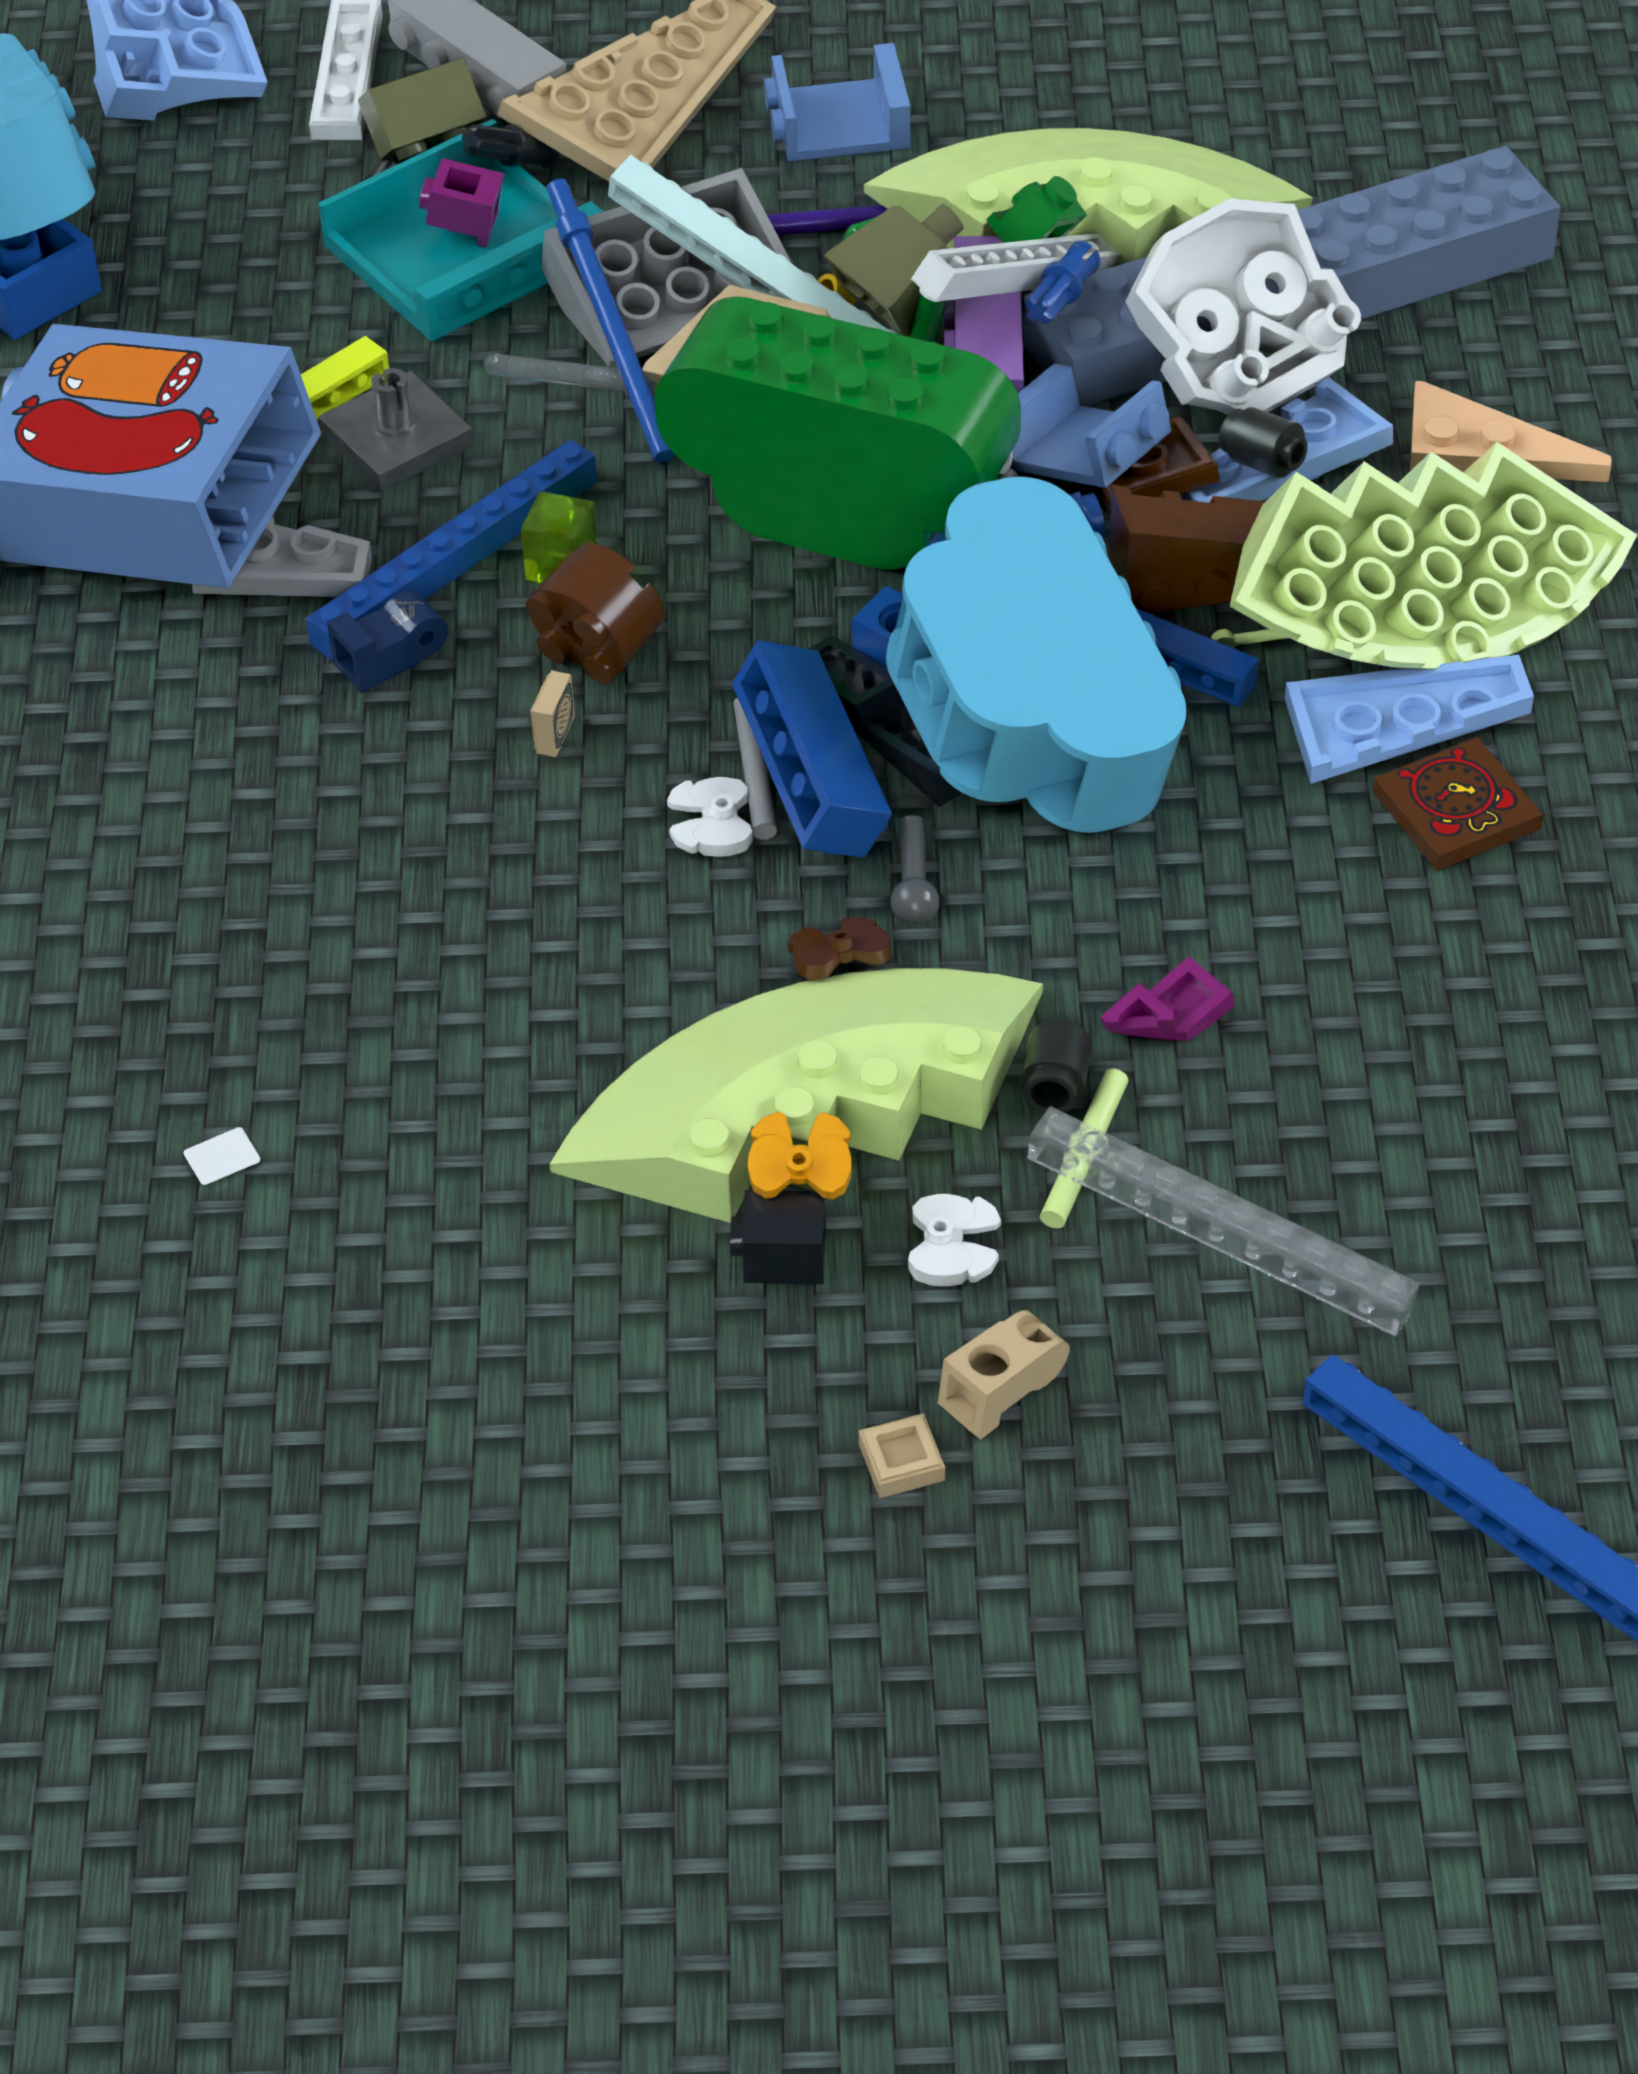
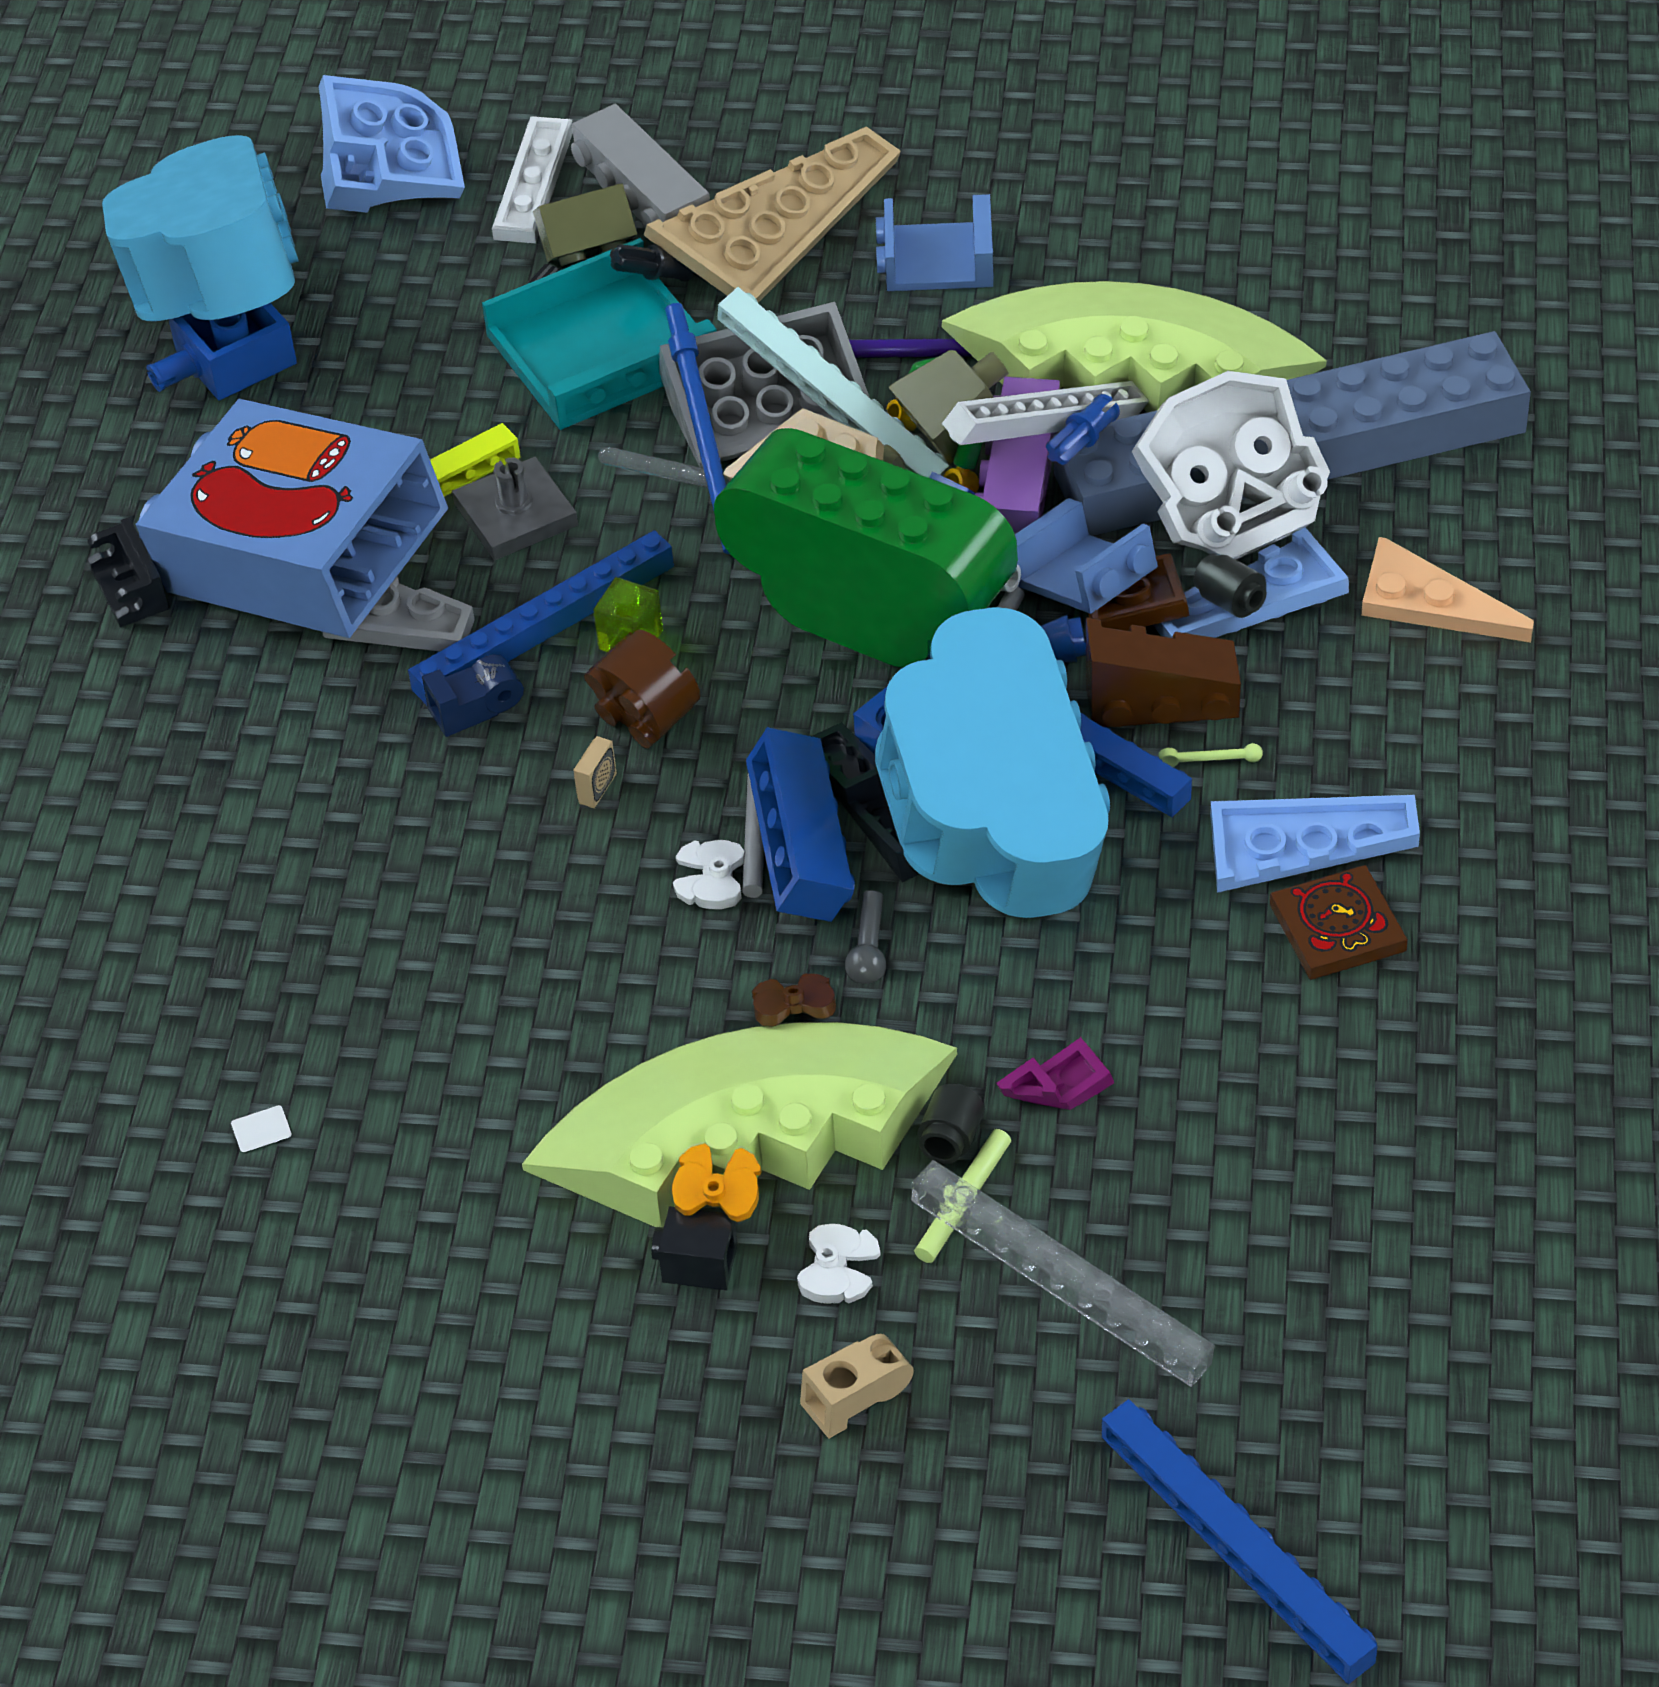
camera: 10 degrees right, 0 degrees up
(463, 199) = (603, 308): magenta brick -> none
(901, 1455) = (760, 1446): tan tile -> none
(1039, 212) = (1075, 365): green brick -> none
(1427, 564) = (1349, 711): yellowish green brick -> none

